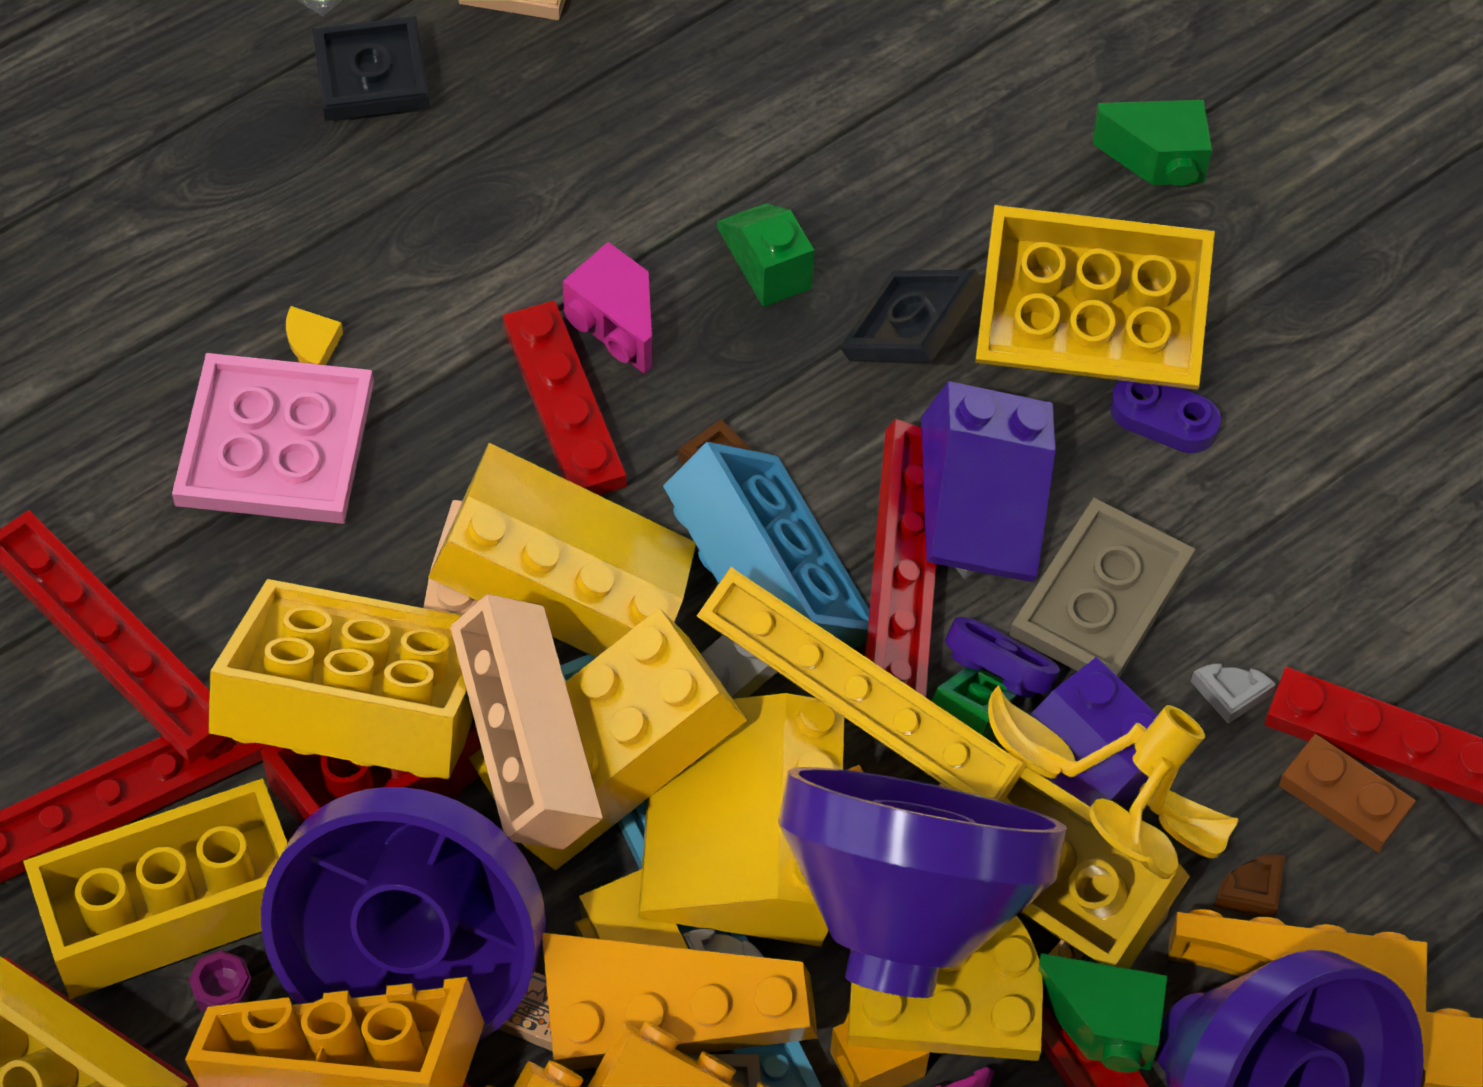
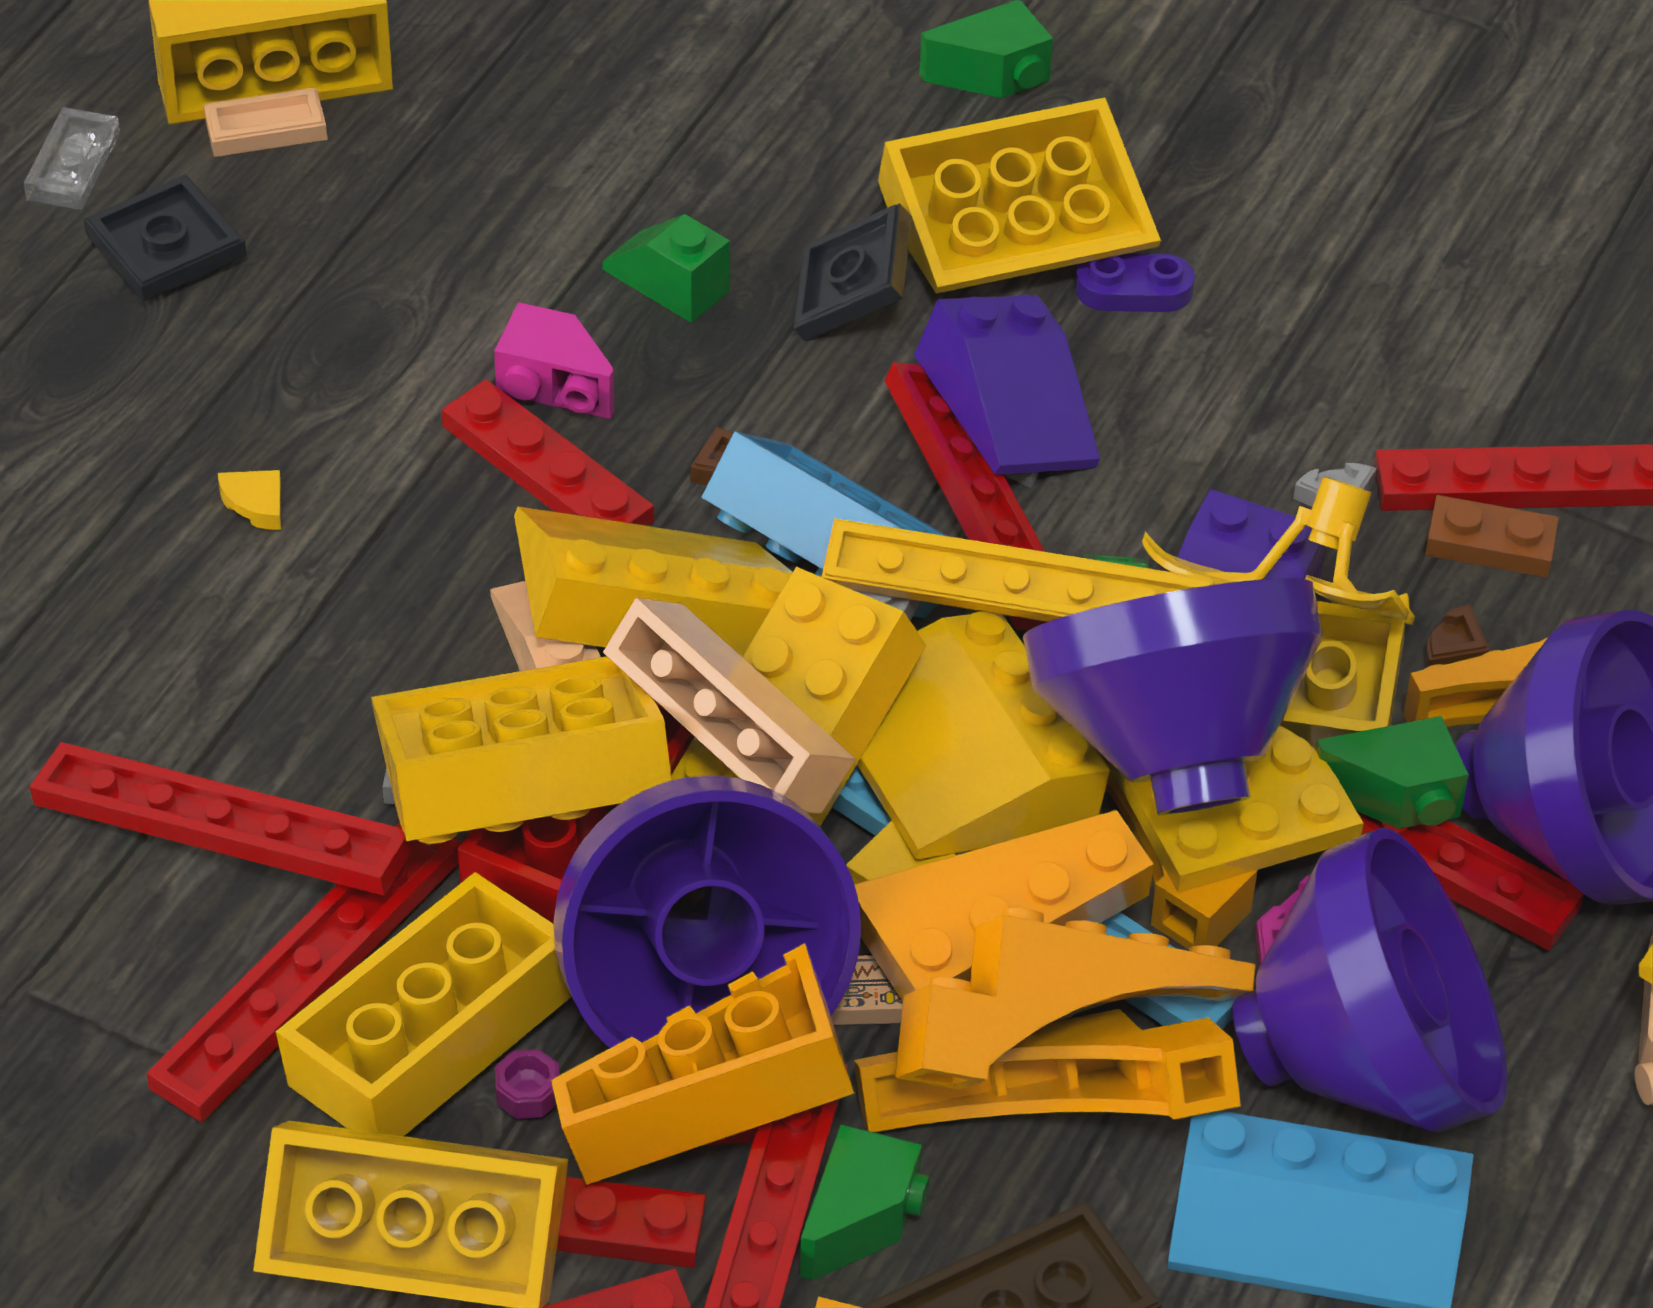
camera: 25 degrees left, 10 degrees down
(274, 438) = (275, 594): bright pink plate -> none
(982, 647) = (1084, 532): dark purple plate -> none
(1102, 590) = (1169, 444): dark tan plate -> none

